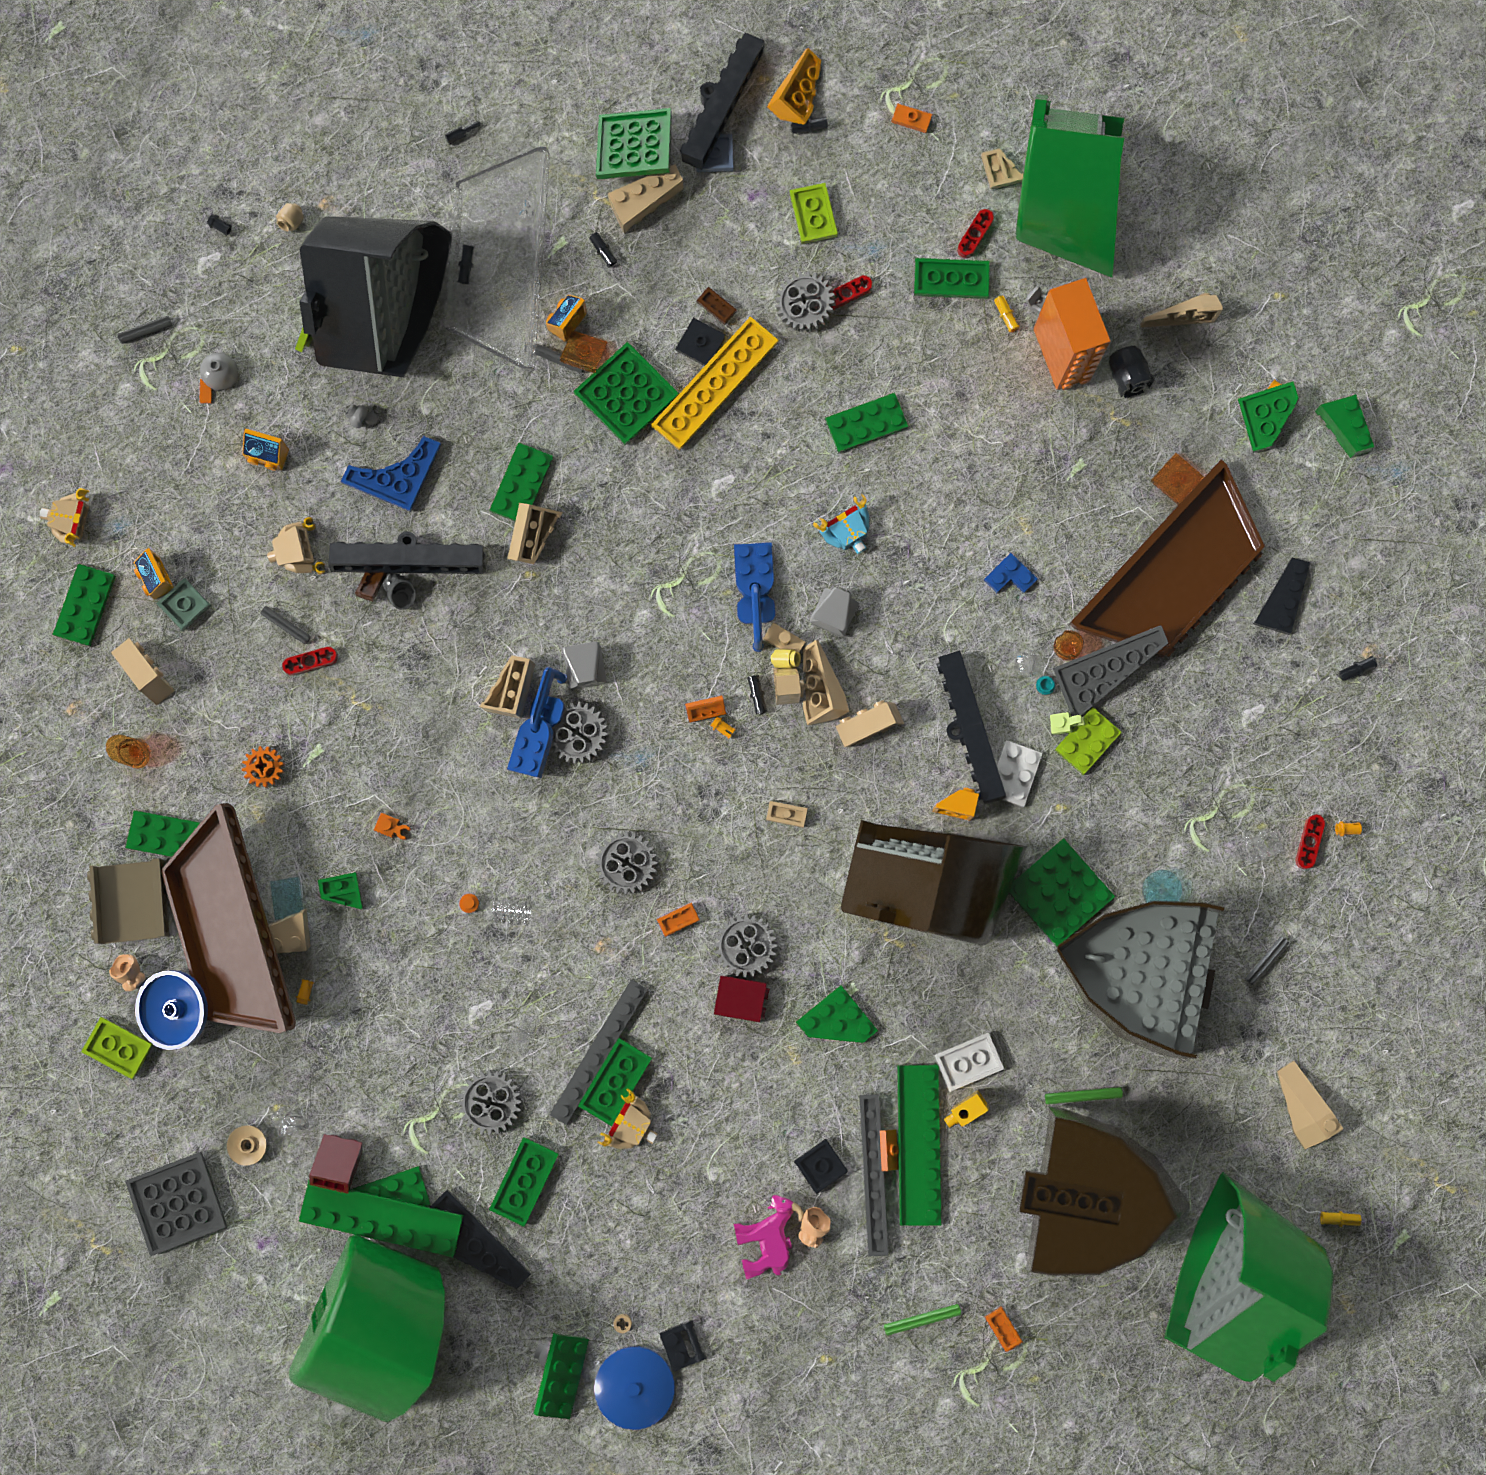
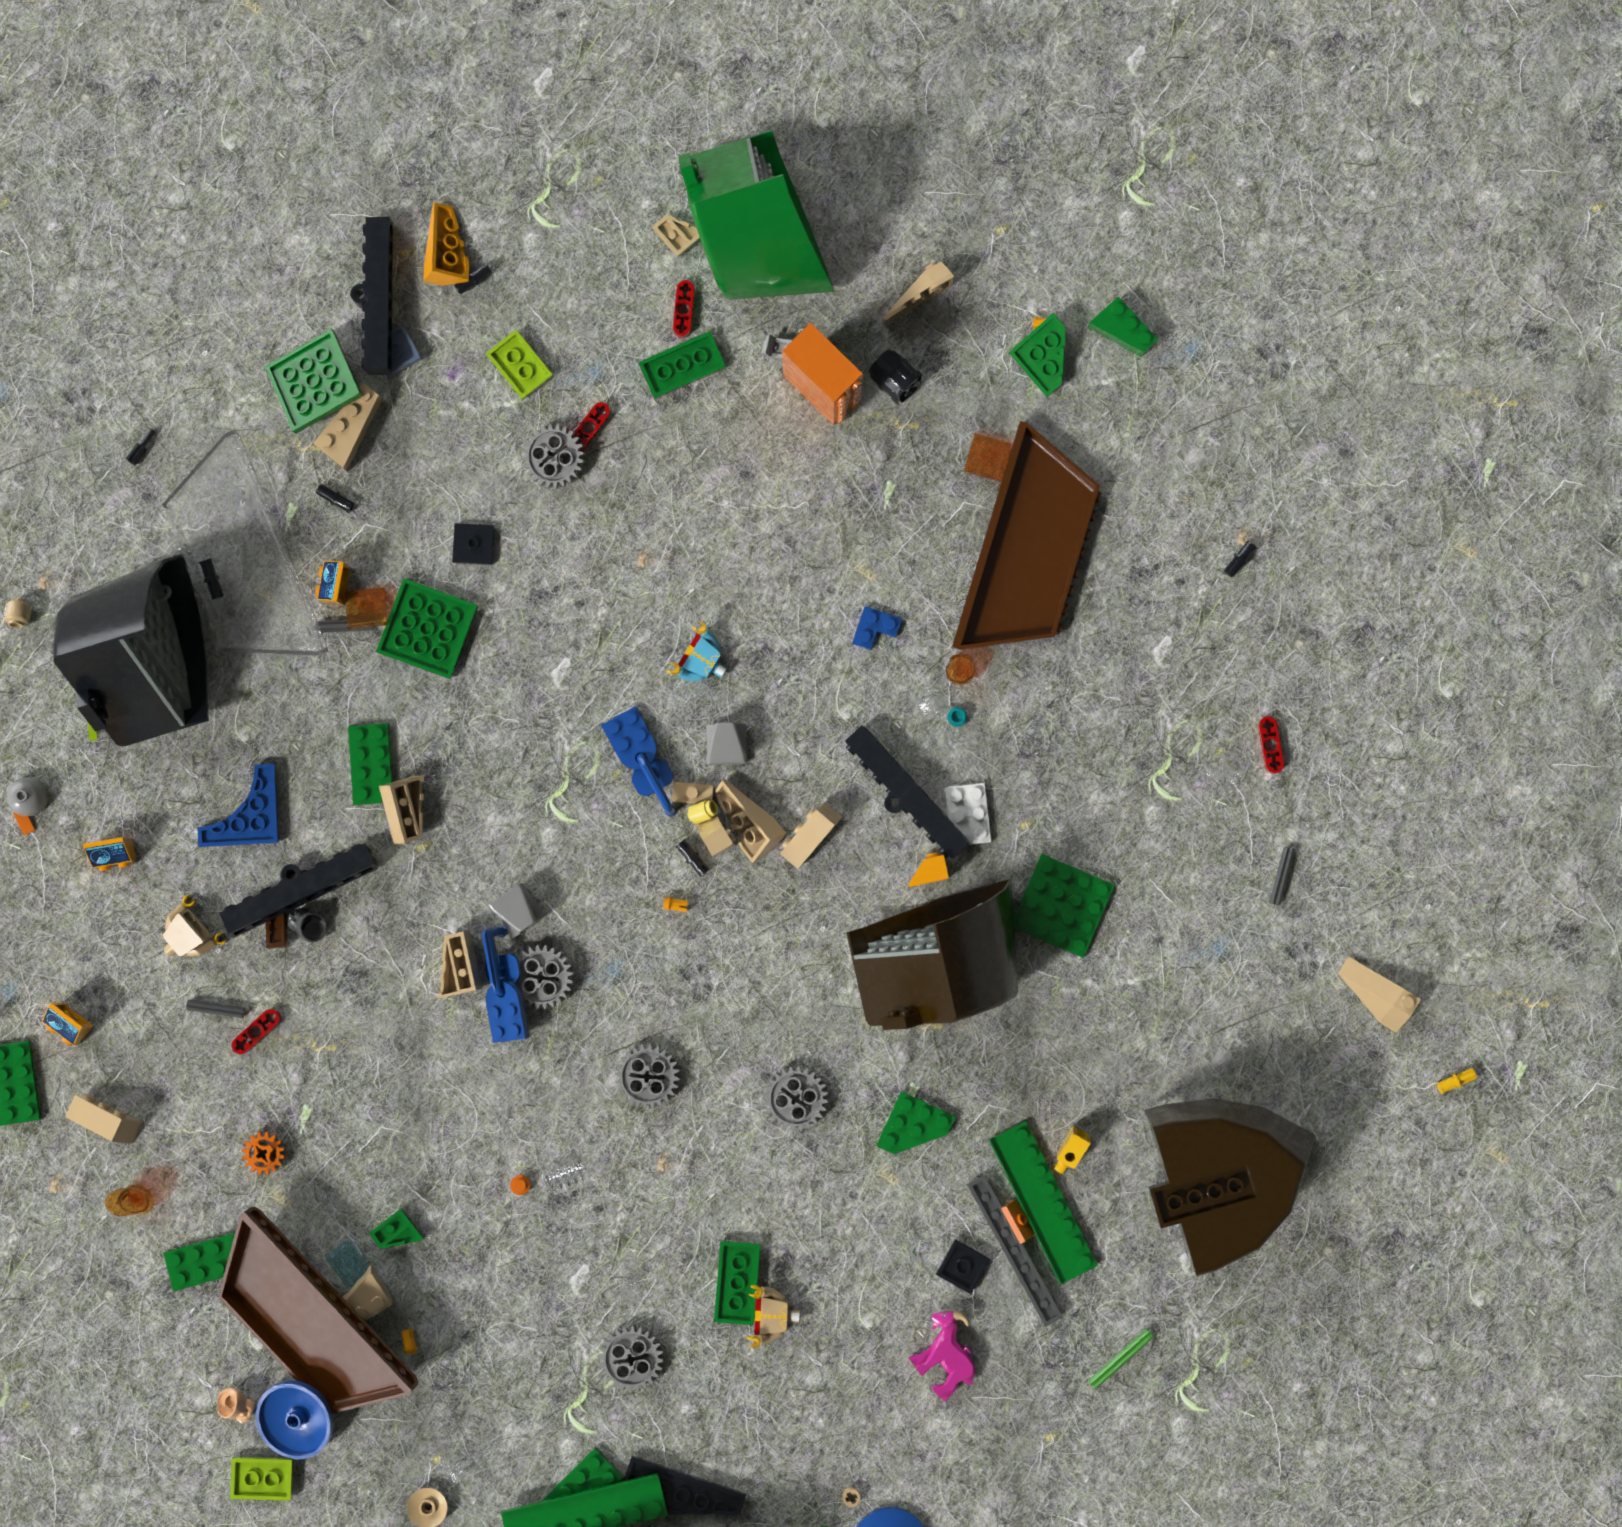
camera: 20 degrees left, 5 degrees up
(128, 902) = (202, 1340): dark tan panel -> none
(183, 604) = (109, 1036): sand green plate -> none
(336, 1163) = (518, 1484): brick -> none
(357, 415) = (182, 773): light grey animal -> none
(388, 826) = (409, 1149): orange plate -> none
(524, 1181) = (698, 1414): green plate -> none
(598, 1052) = (708, 1262): dark grey plate -> none
(676, 1348) = (911, 1494): black plate -> none
(678, 919) = (721, 1105): orange plate -> none
(705, 708) = (650, 895): orange plate -> none
(714, 383) = (506, 577): yellow plate -> none
(716, 305) = (471, 501): reddish brown plate -> none
(741, 999) = (815, 1150): dark red brick -> none
(786, 814) = (774, 957): tan plate -> none
(814, 1226) = (983, 1324): light nougat hair -> none
(866, 423) = (669, 546): green plate -> none
(911, 118) = (568, 223): orange plate -> none
(968, 1062) = (1052, 1104): white plate -> none
(1003, 1329) = (1198, 1331): orange plate -> none
(1006, 314) = (751, 374): yellow axle -> none
(1063, 722) = (990, 744): yellowish green plate -> none
(1084, 1095) = (1171, 1083): bright green axle -> none
(1088, 741) = (1021, 750): lime plate -> none
(1096, 674) = (1001, 681): dark grey wing -> none
(1147, 972) = (1175, 947): light grey piece -> none
(1154, 880) = (1160, 847): clear light blue plate -> none
(1249, 1287) = (1399, 1187): green piece -> none
(1282, 604) = (1142, 530): black wing -> none
(1348, 828) = (1300, 715): light orange pin -> none

